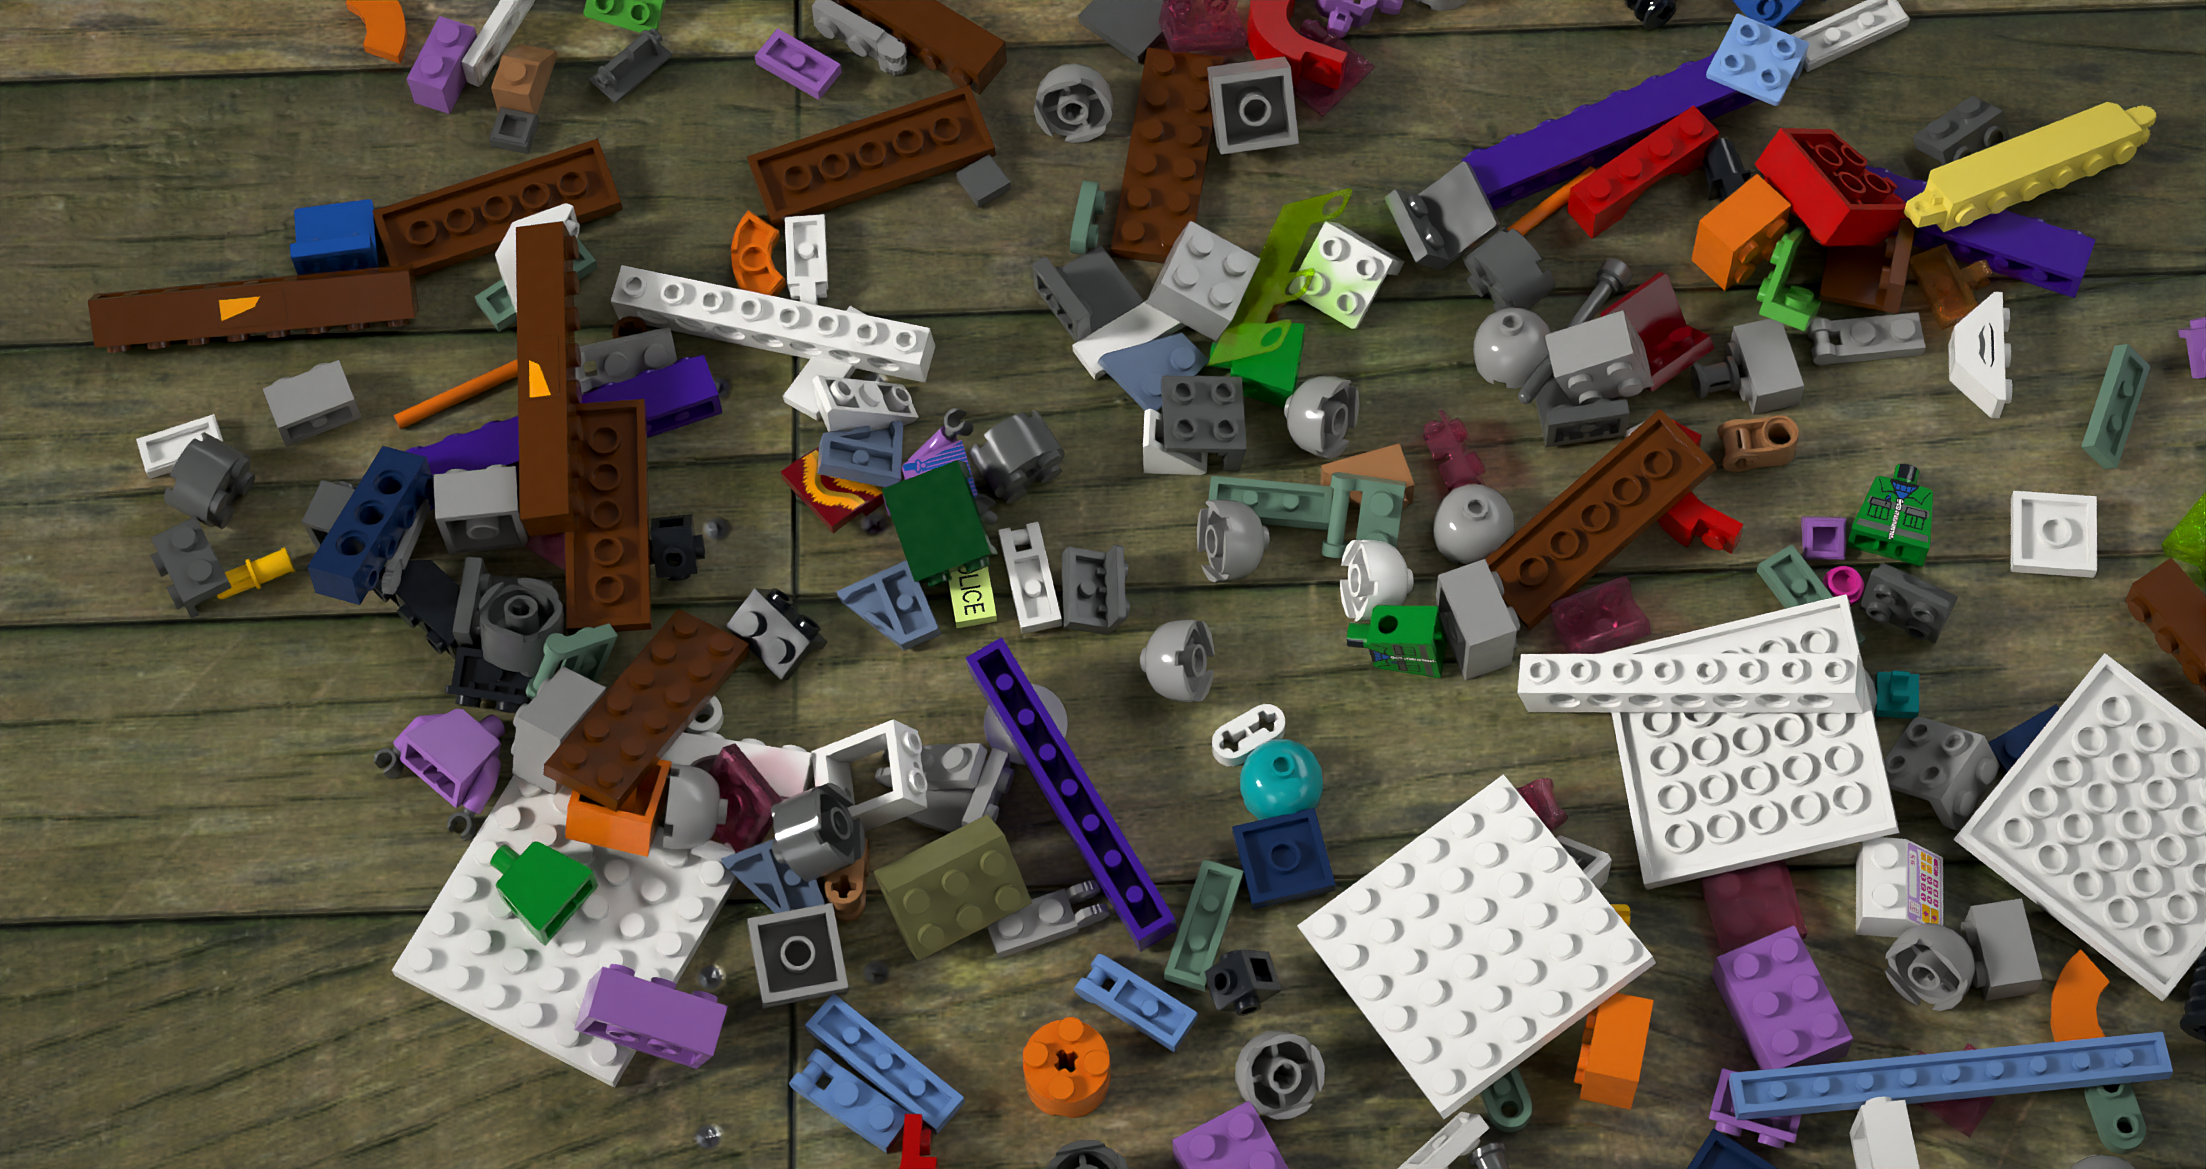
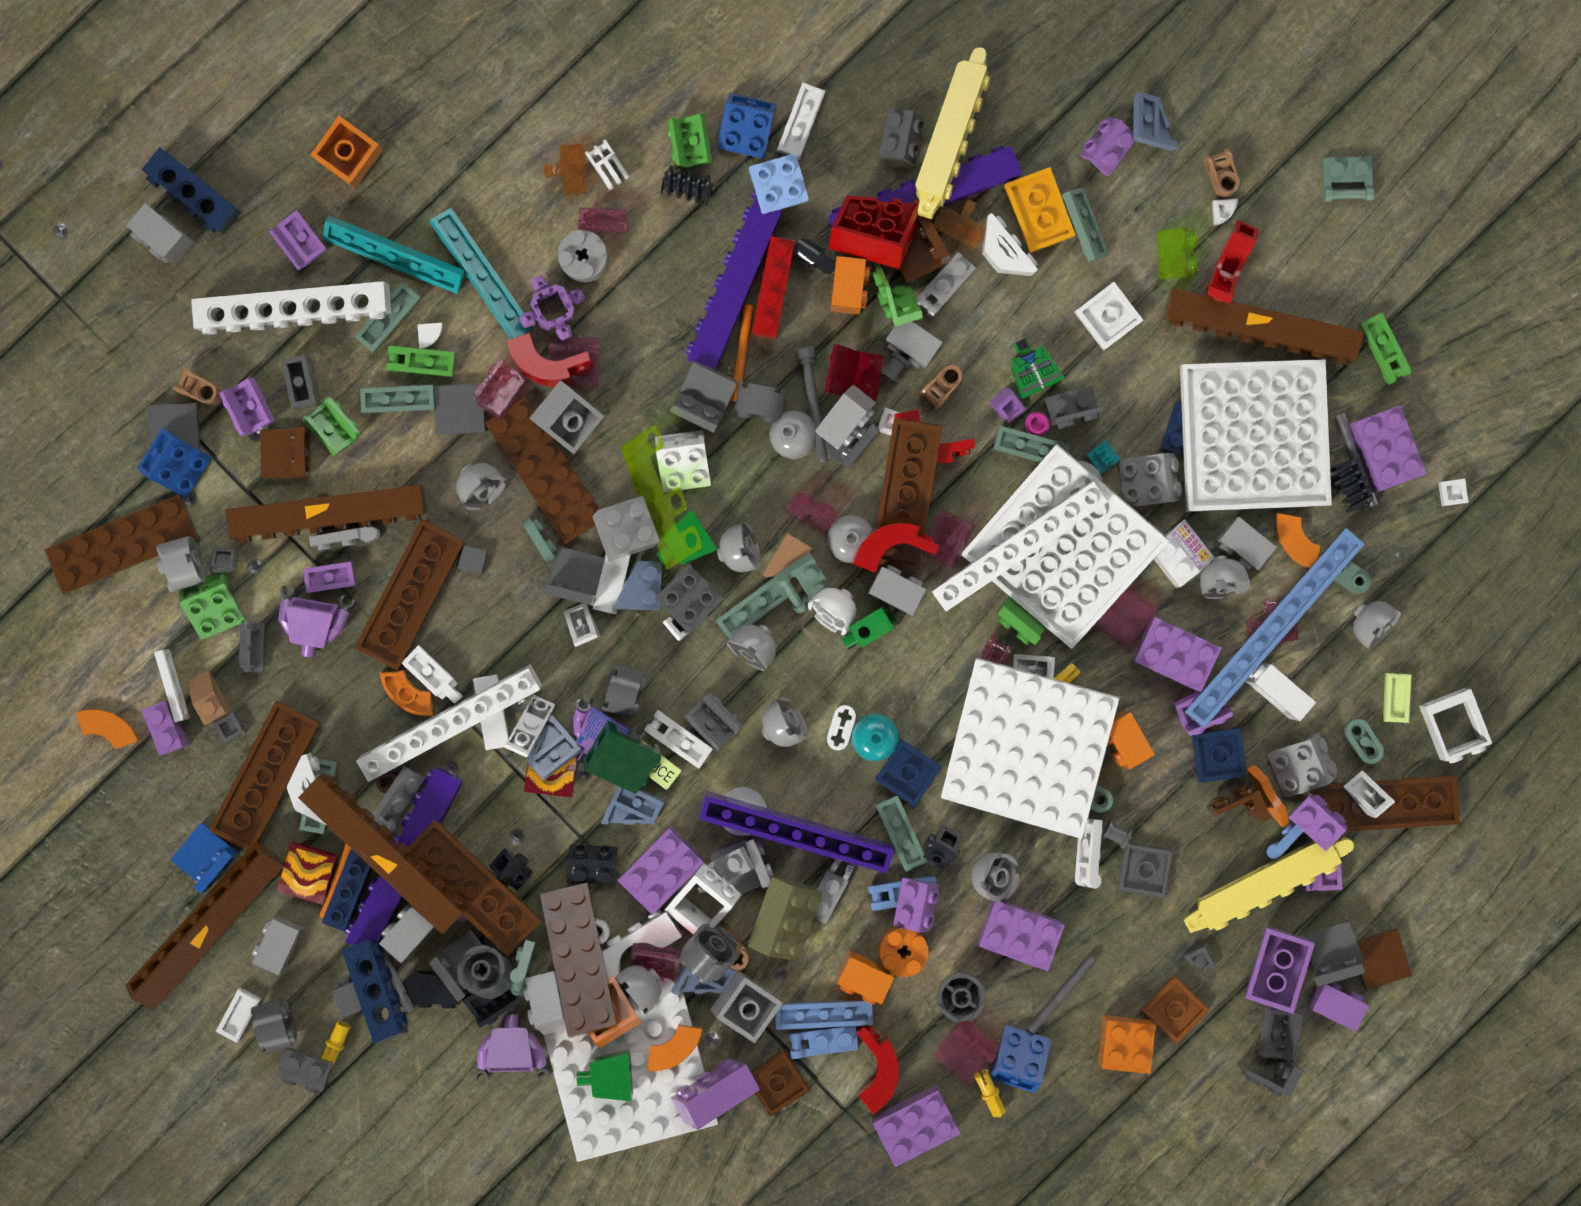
camera: 45 degrees left, 25 degrees up
(431, 354) = (307, 872): none -> slope
(460, 405) = (347, 892): none -> dark blue brick
(654, 932) = (674, 1050): none -> orange tile
(730, 89) = (311, 621): none -> medium lavender torso
(739, 1101) = (778, 1082): none -> reddish brown tile
(850, 696) = (661, 870): none -> medium lavender brick
(985, 1051) = (864, 977): none -> orange brick
(1039, 355) = (581, 624): none -> white slope
(1140, 1021) = (916, 905): none -> medium lavender bracket
(1523, 537) = (881, 539): none -> red arch
(1606, 795) = (1015, 616): none -> bright green bracket
(2069, 347) = (1039, 210): none -> light orange plate

